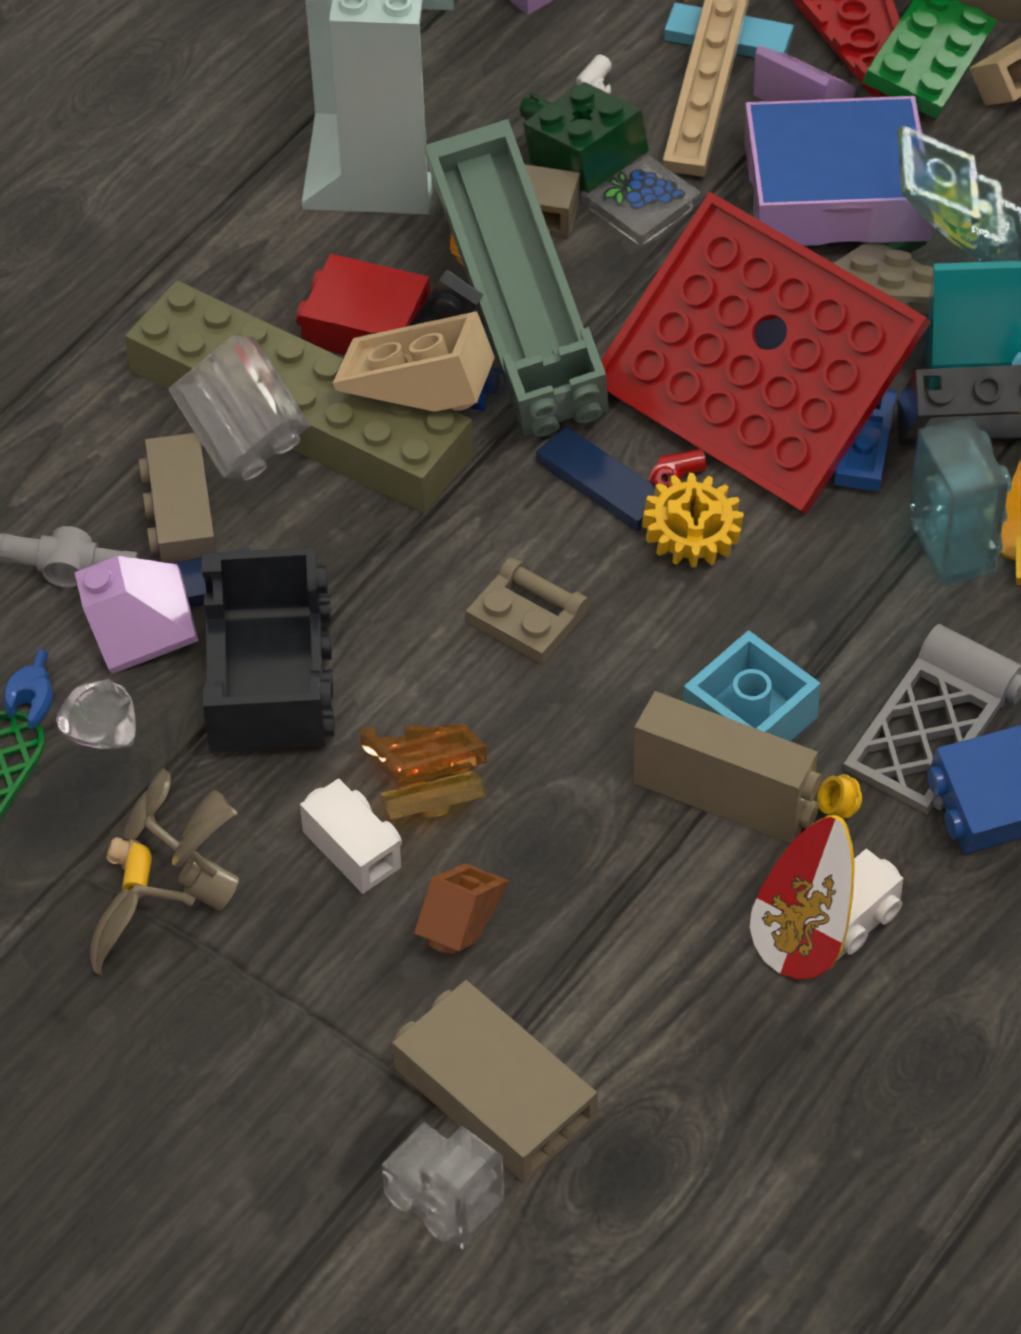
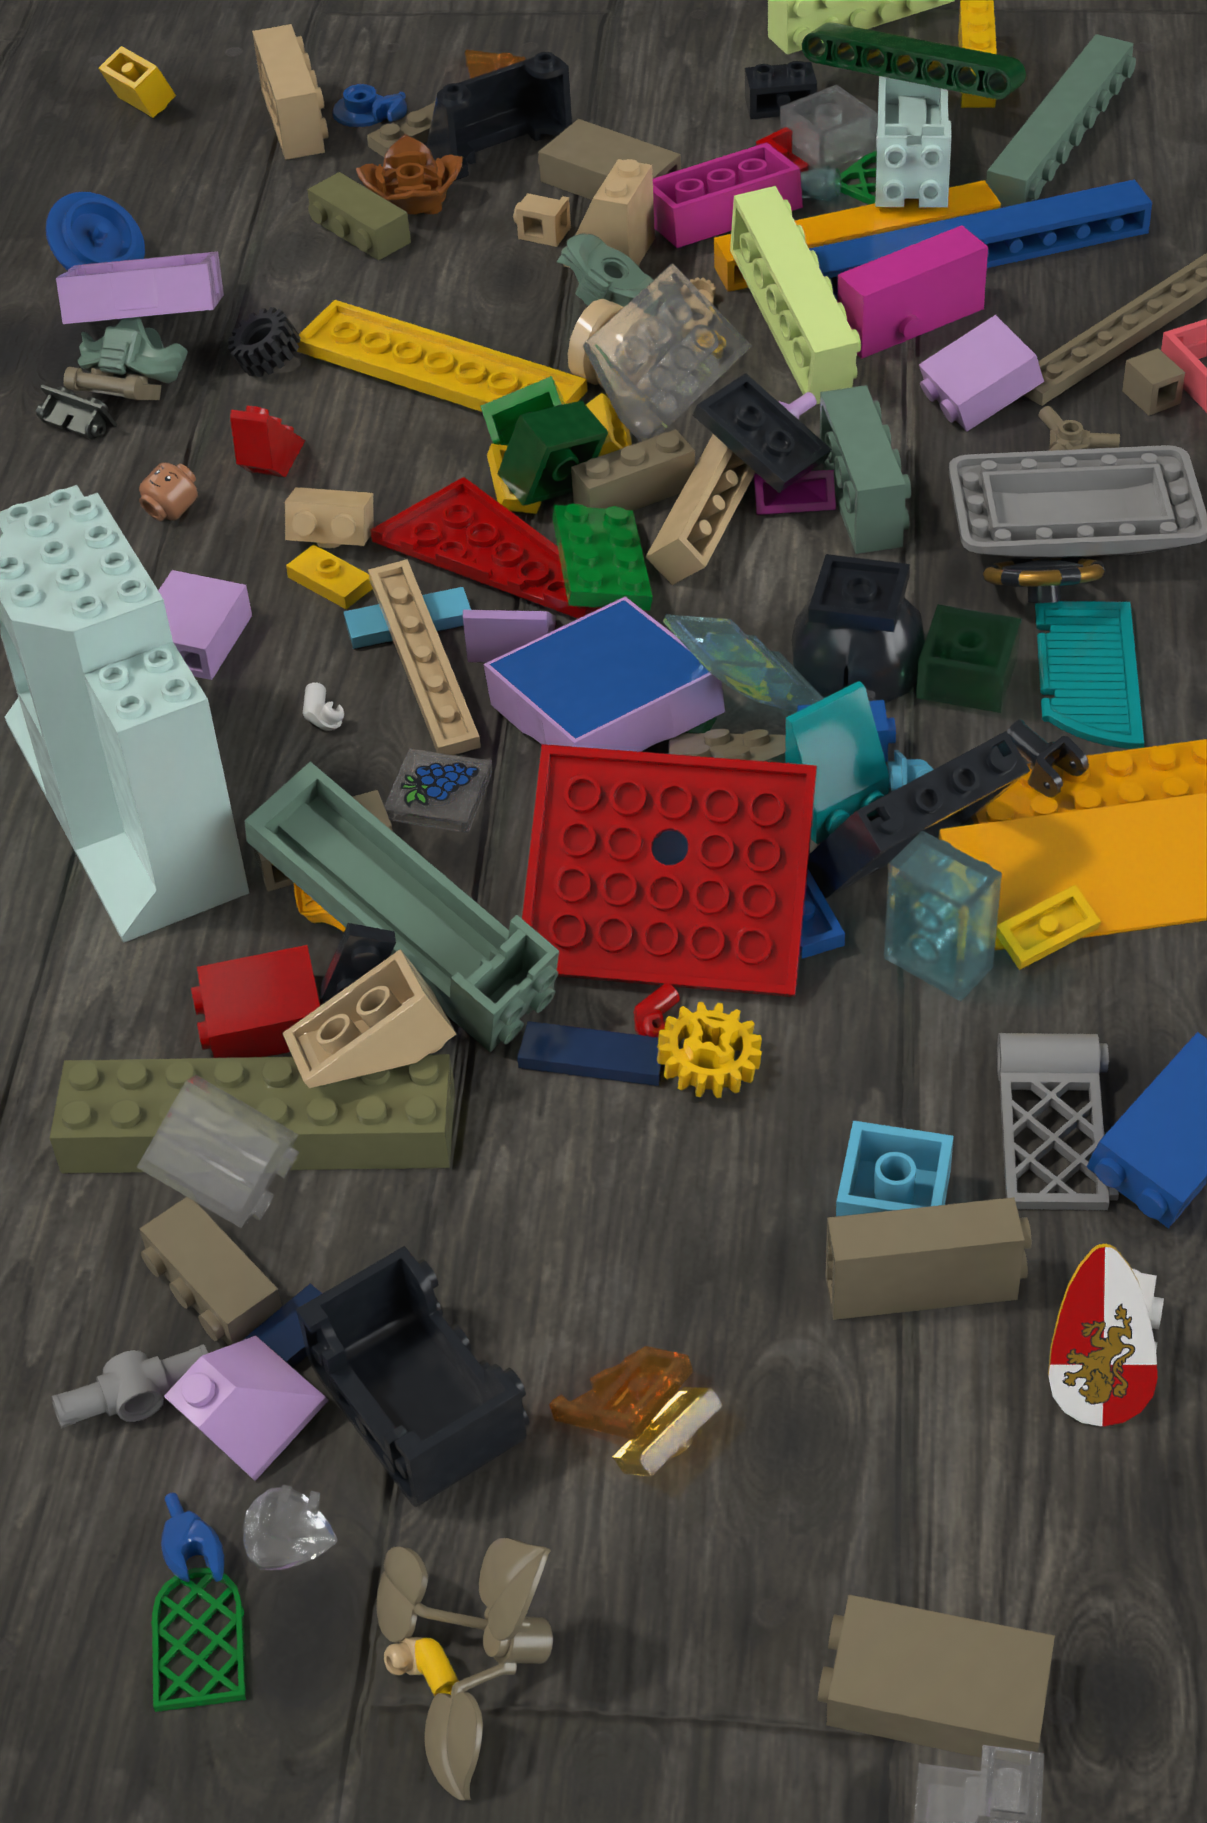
camera: 30 degrees left, 5 degrees down
(351, 834) = (619, 1512): white brick -> none
(459, 907) = (778, 1527): dark orange slope -> none
(522, 622) = (617, 1222): dark tan plate -> none
(584, 133) = (356, 750): dark green brick -> none
(839, 796) = (1046, 1234): yellow plate -> none

